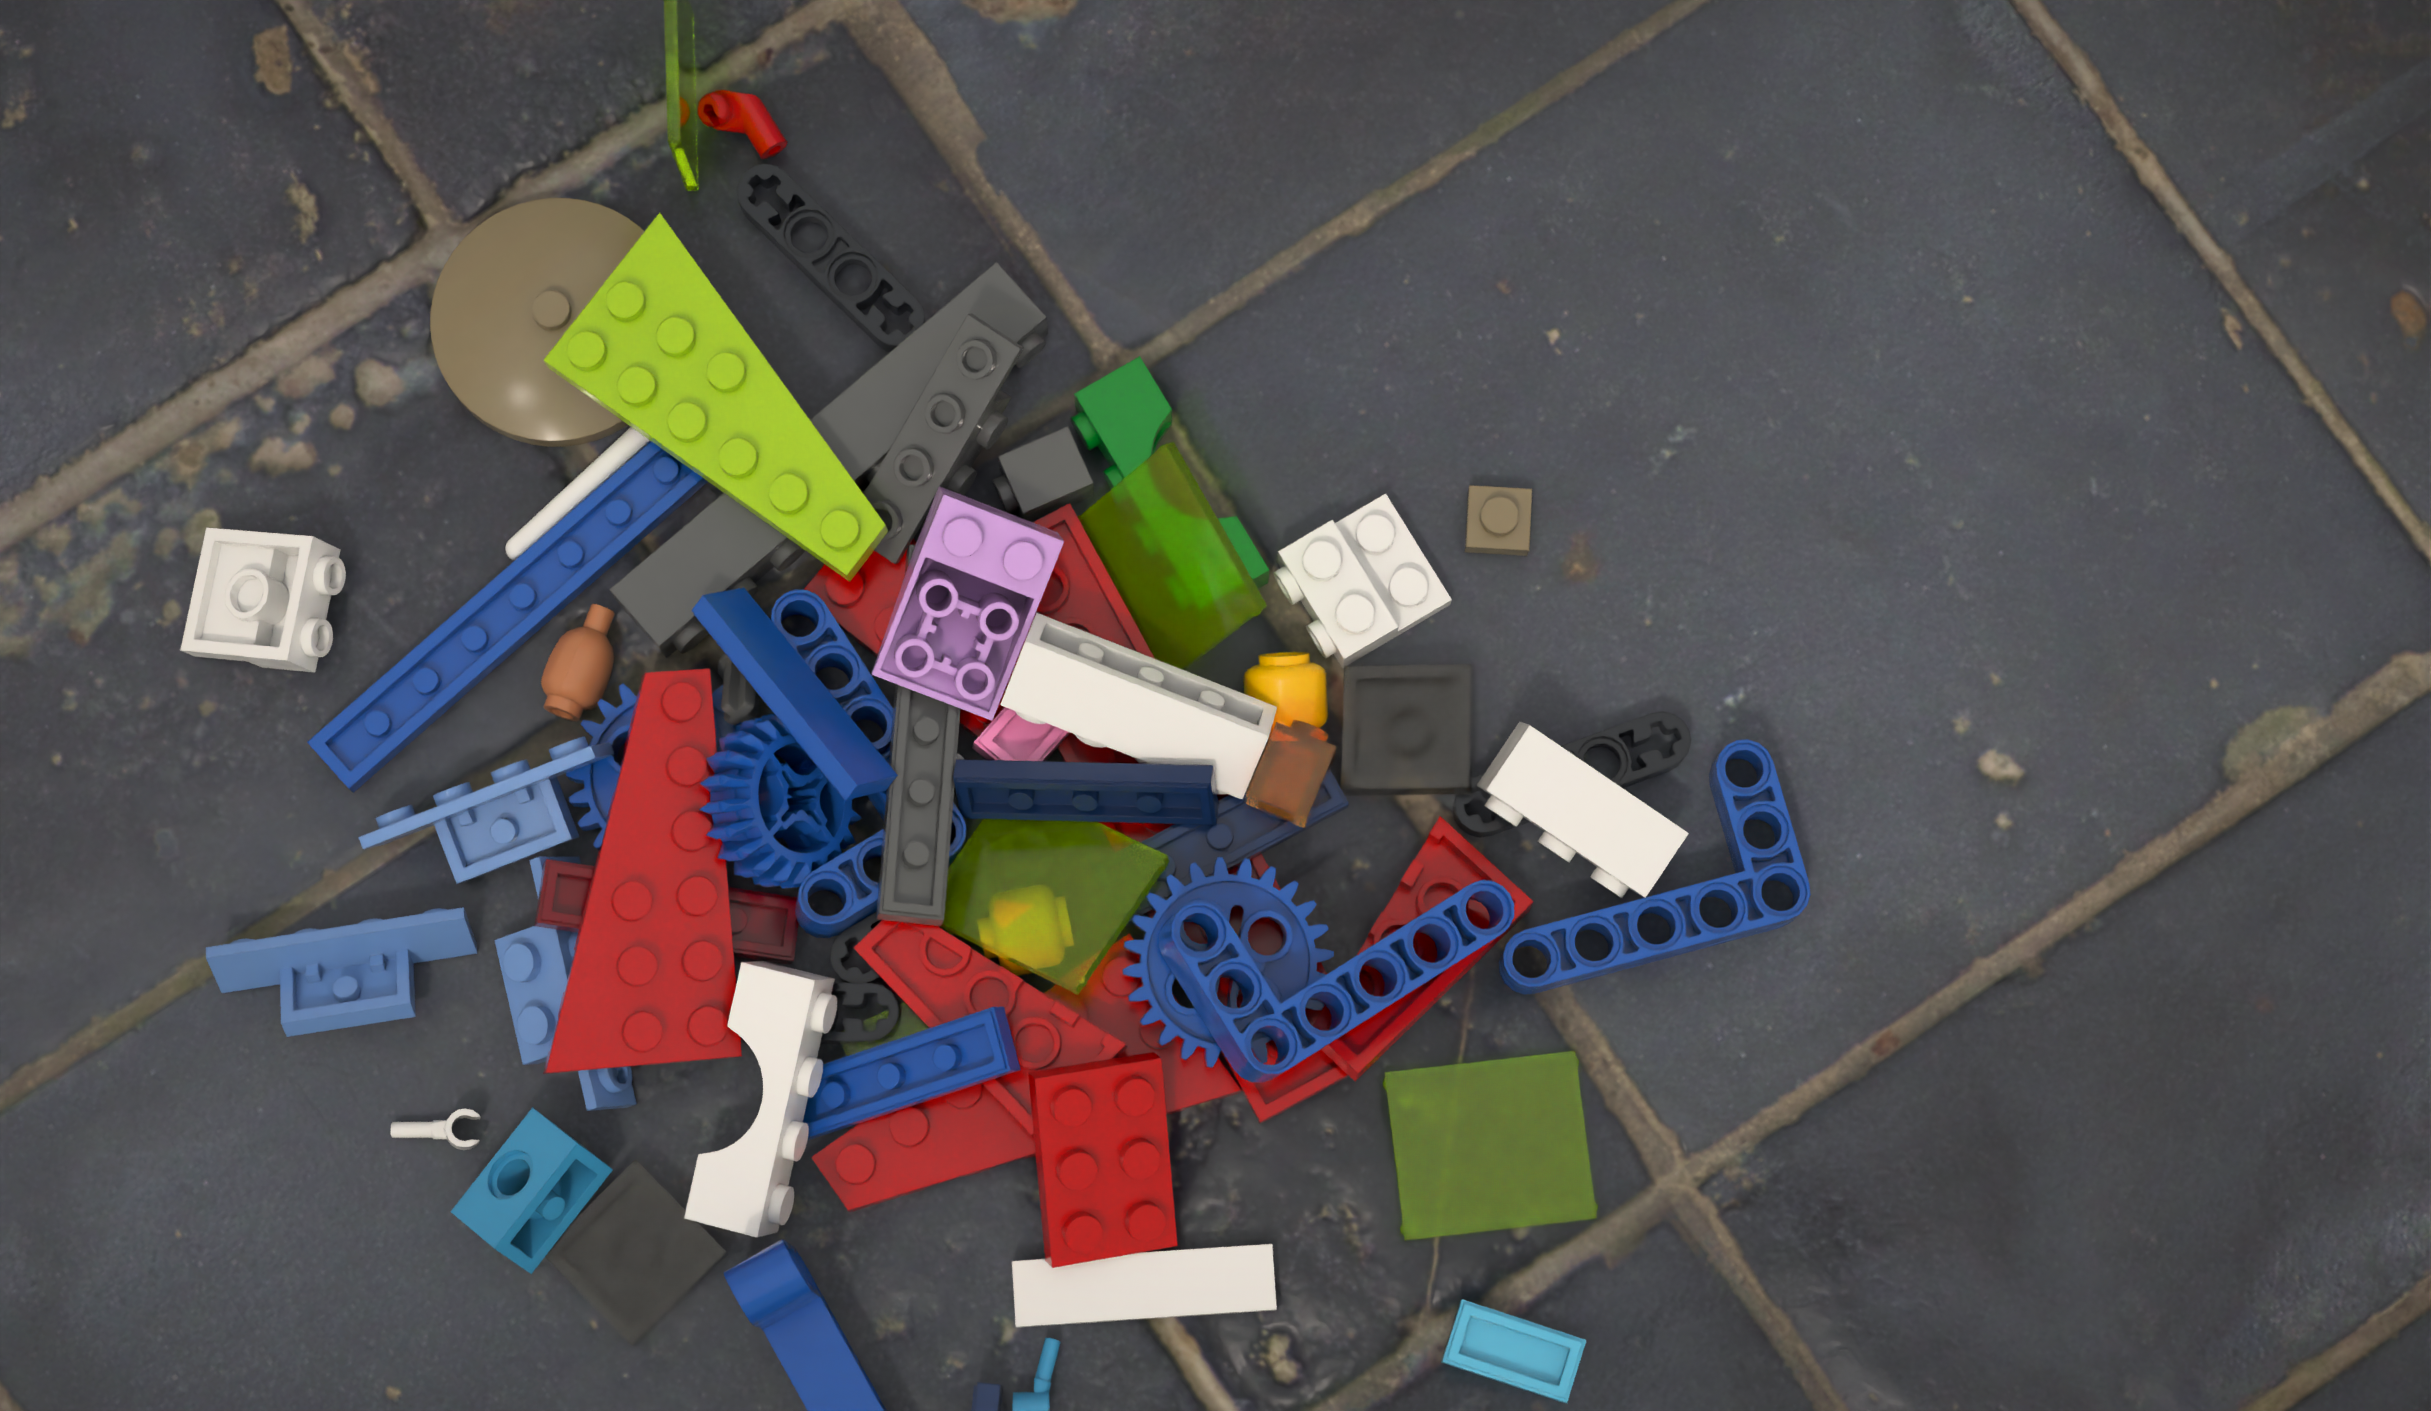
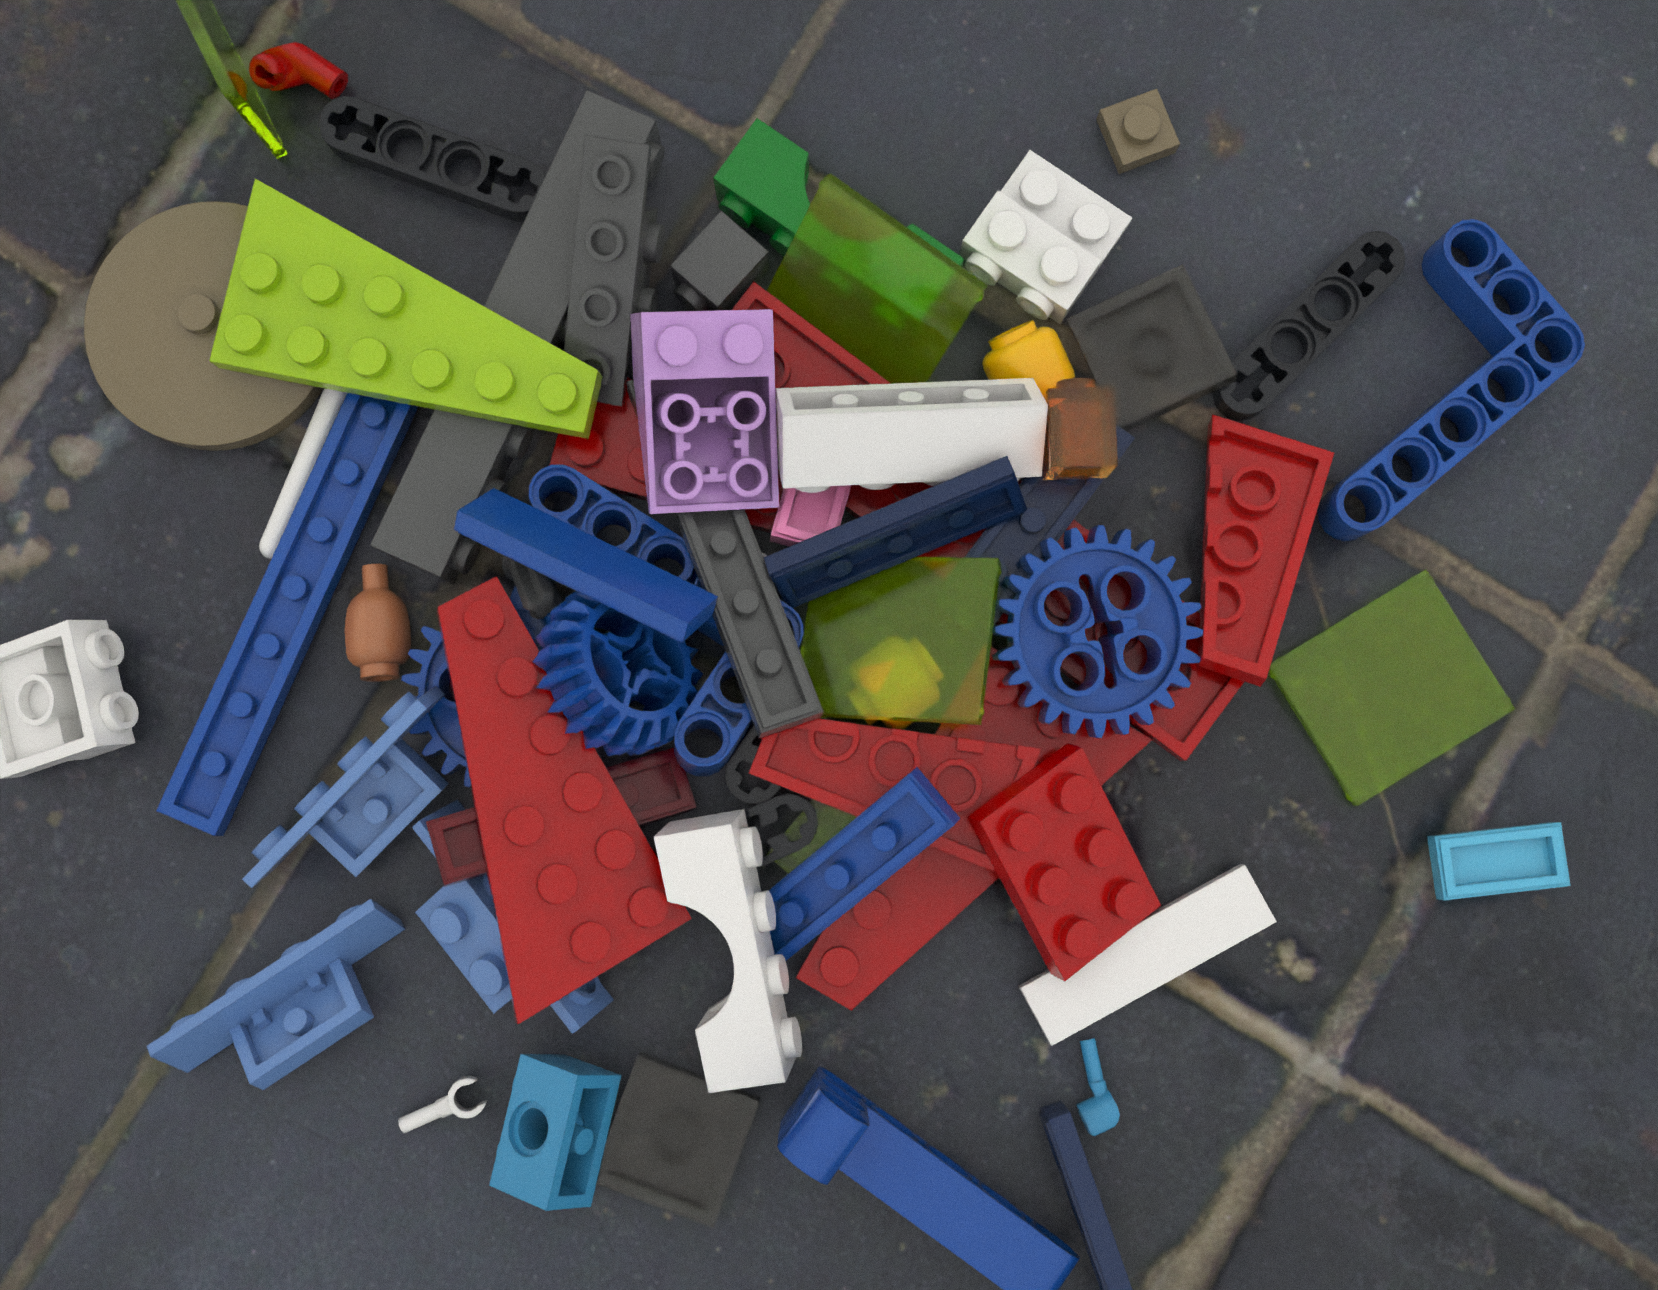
camera: 25 degrees left, 5 degrees up
(1338, 990) = (1217, 607): blue beam -> none
(1580, 812) = (1345, 351): white brick -> none

